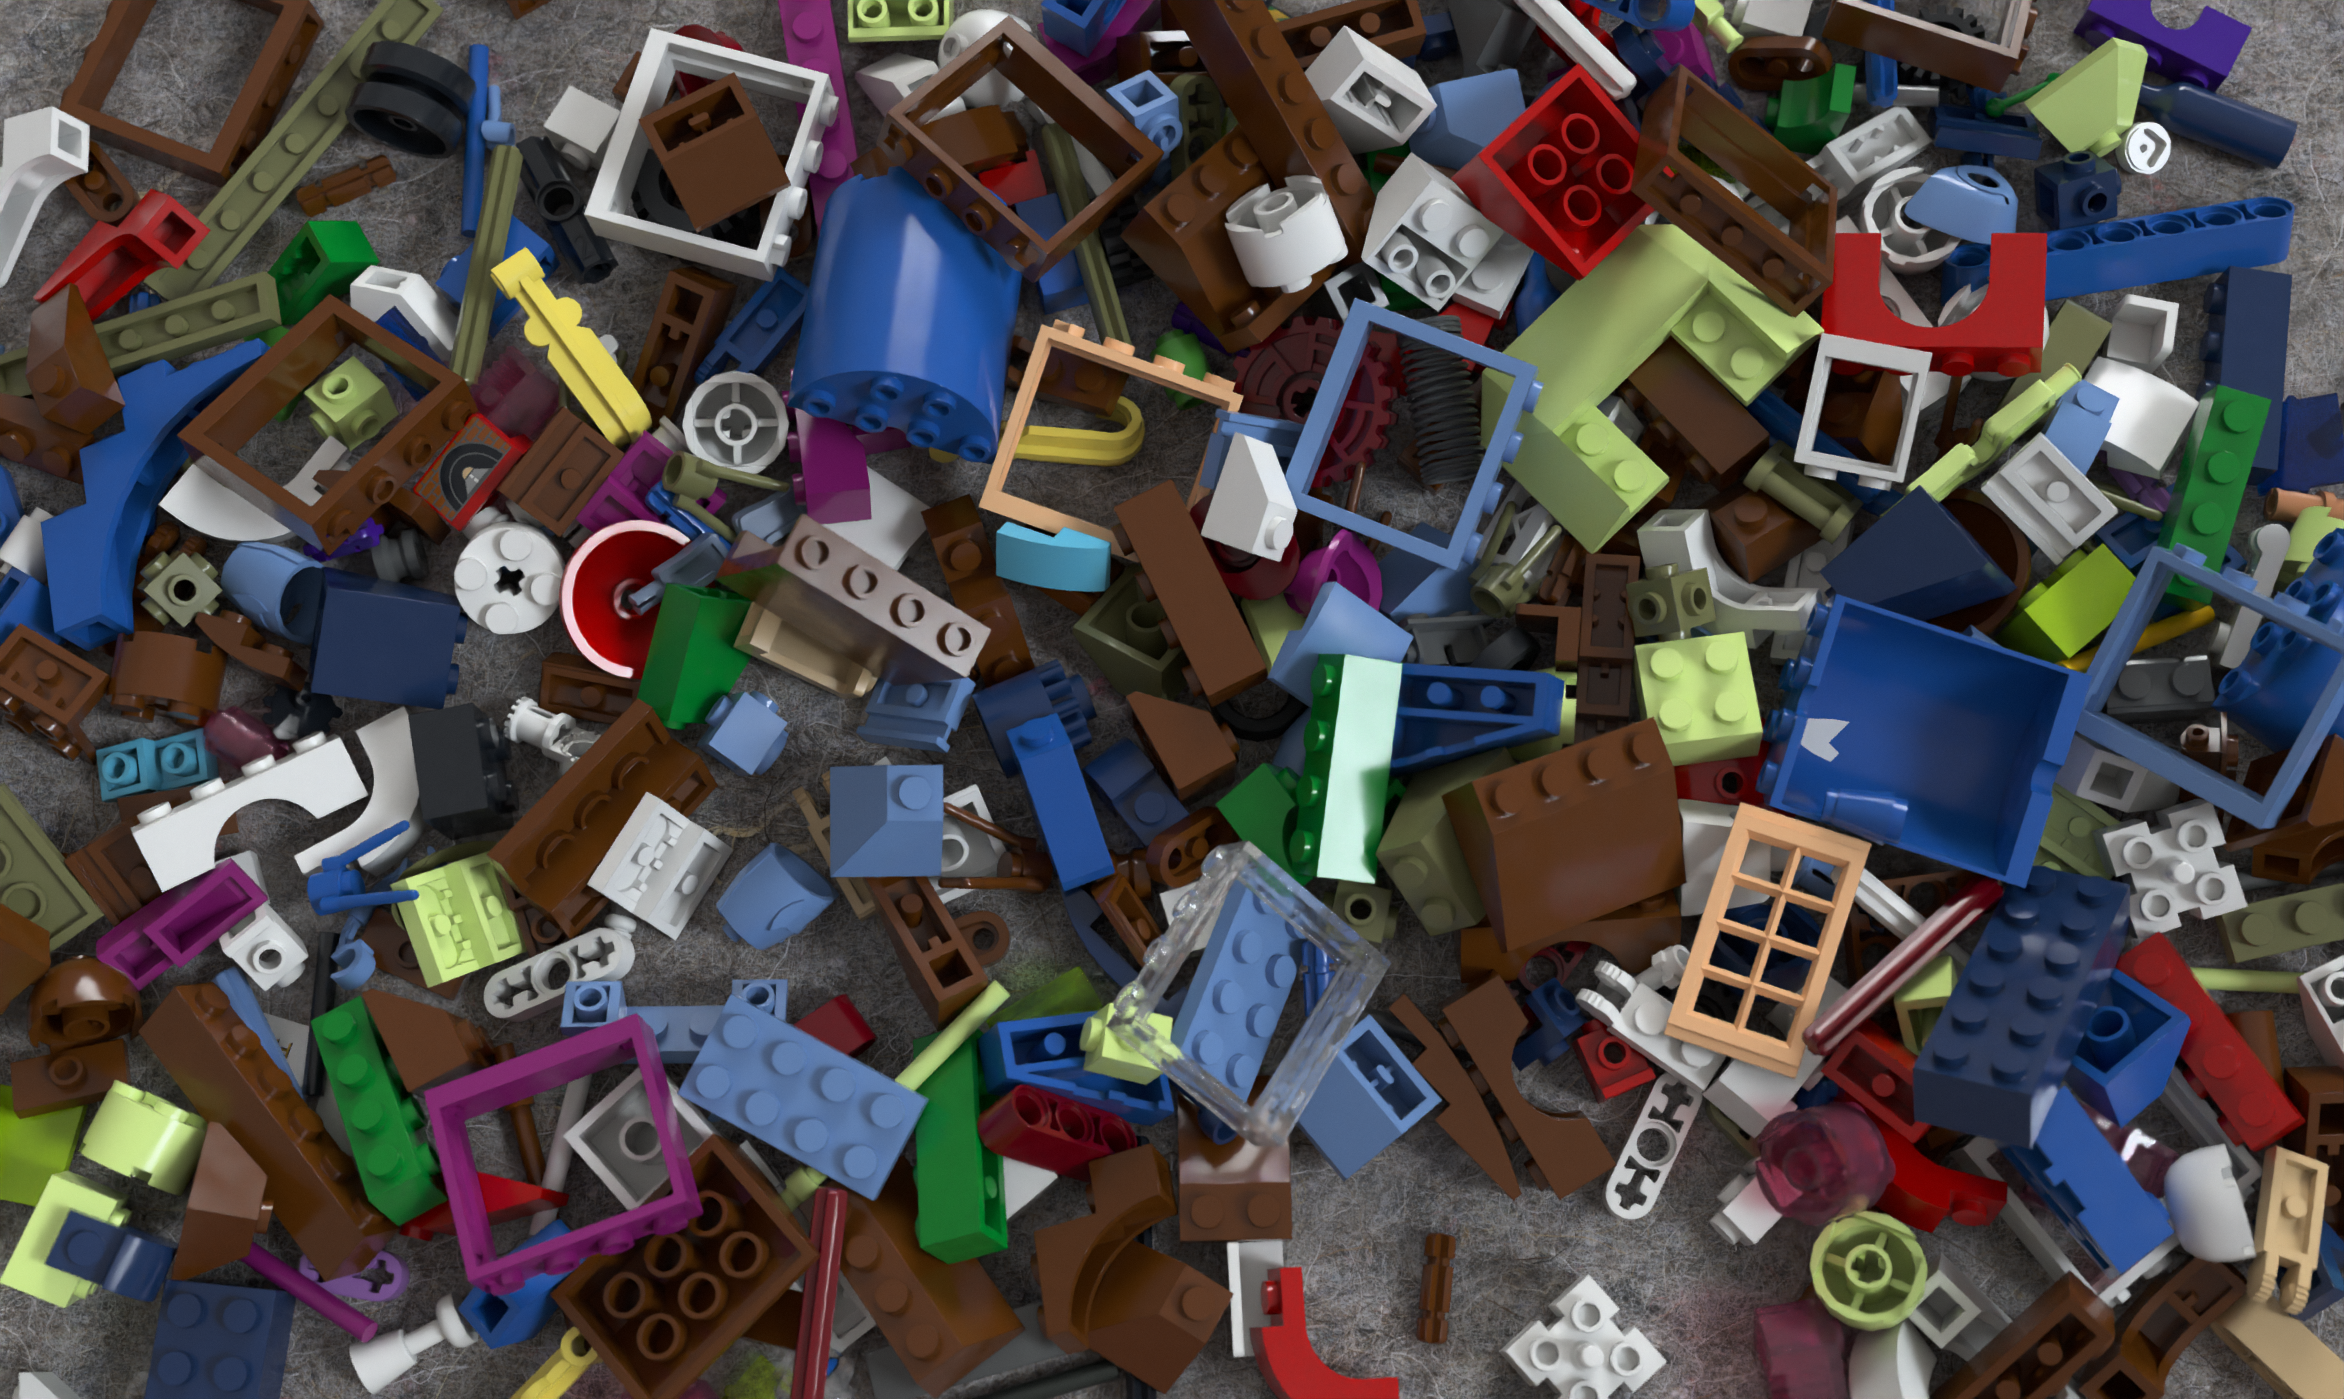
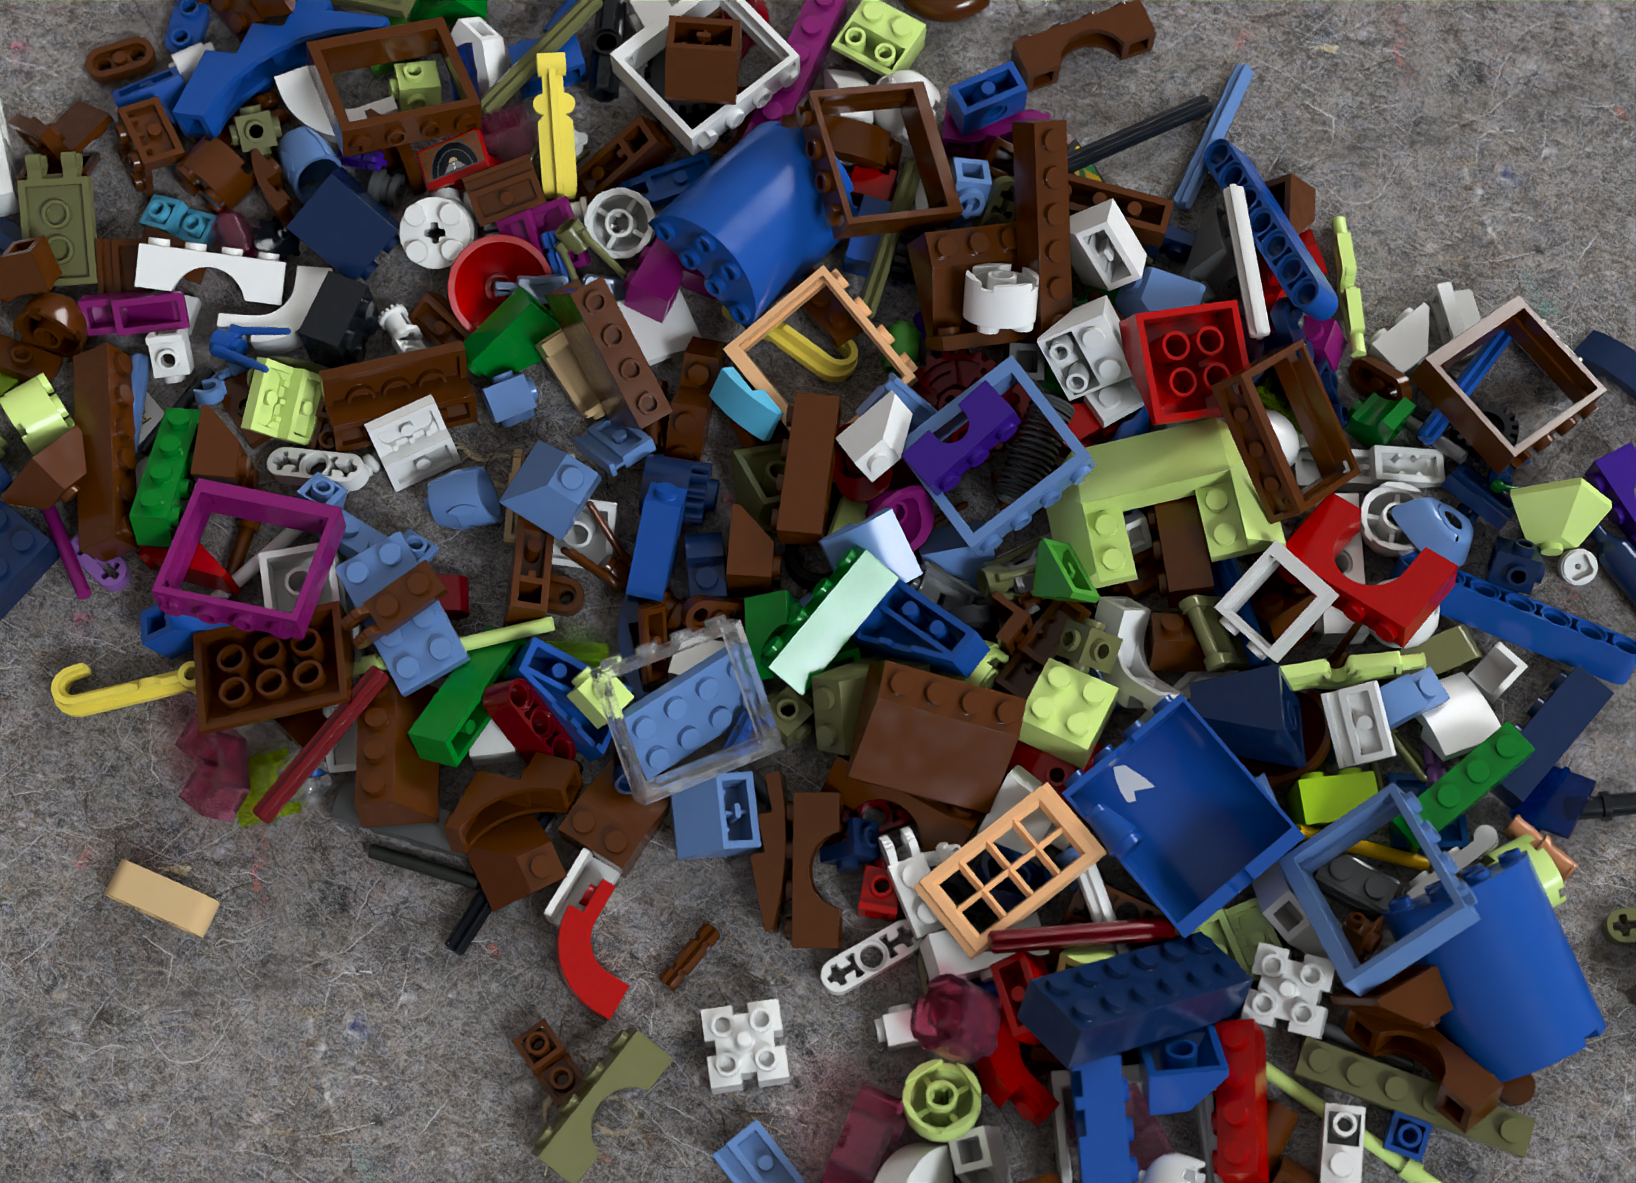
camera: 30 degrees right, 5 degrees down
(395, 1352) = (89, 617): white piece -> none
(794, 1091) = (396, 604): none -> reddish brown hinge
(1356, 488) = (943, 463): none -> dark purple arch
(1584, 534) = (1061, 574): none -> bright green slope

